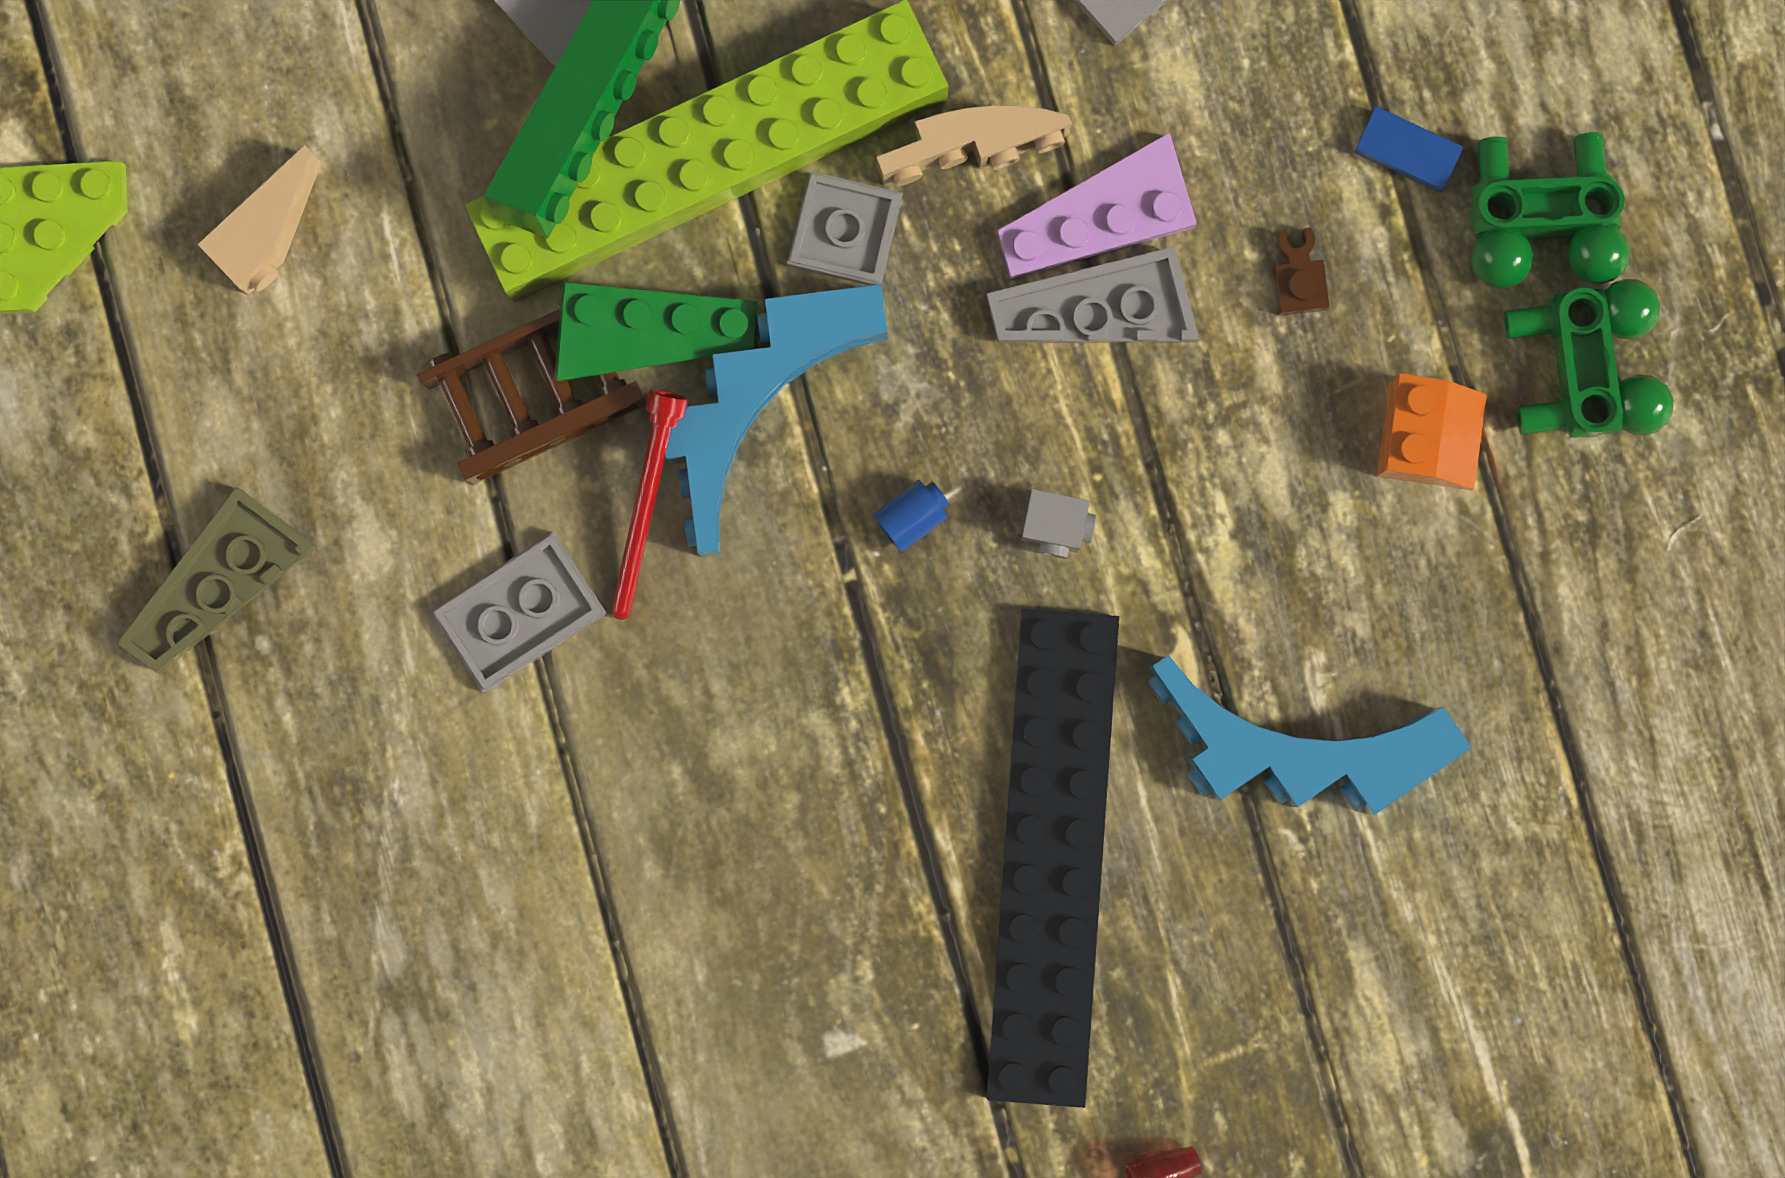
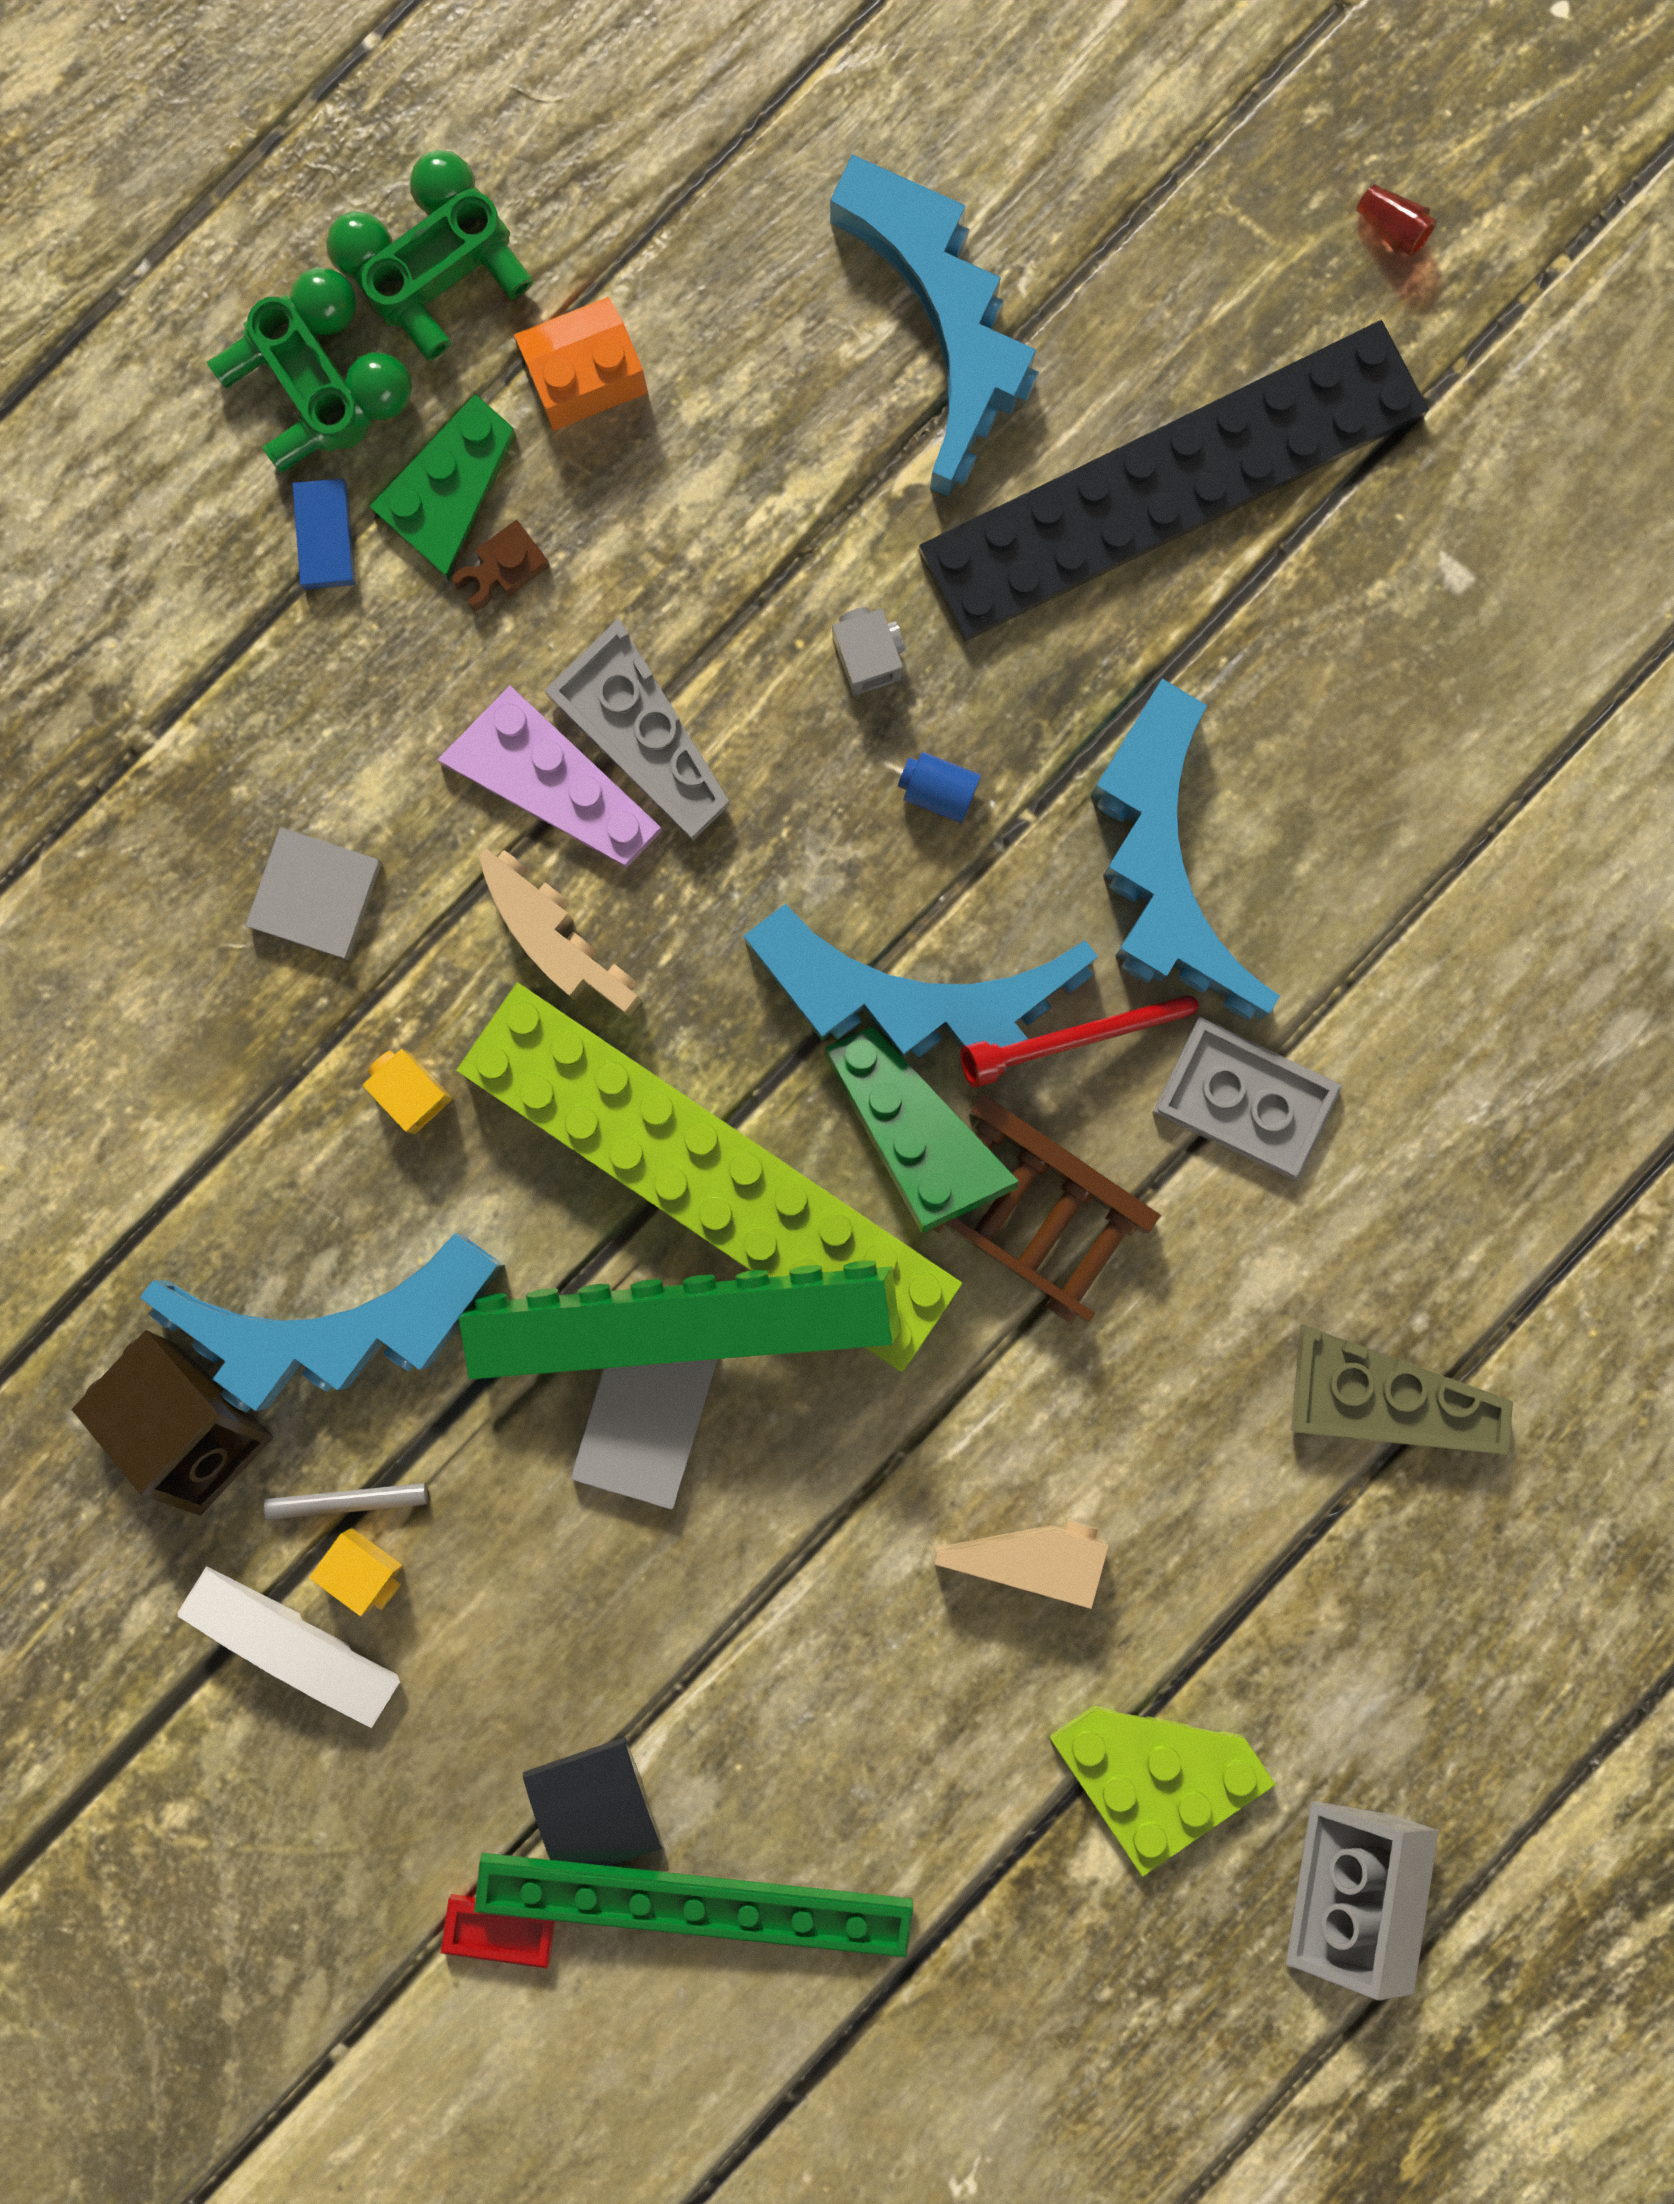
camera: 120 degrees left, 0 degrees up
(689, 629) = (1149, 864): none -> dark azure arch
(844, 229) = (706, 1010): light grey tile -> none
(1392, 269) = (444, 485): none -> green wing

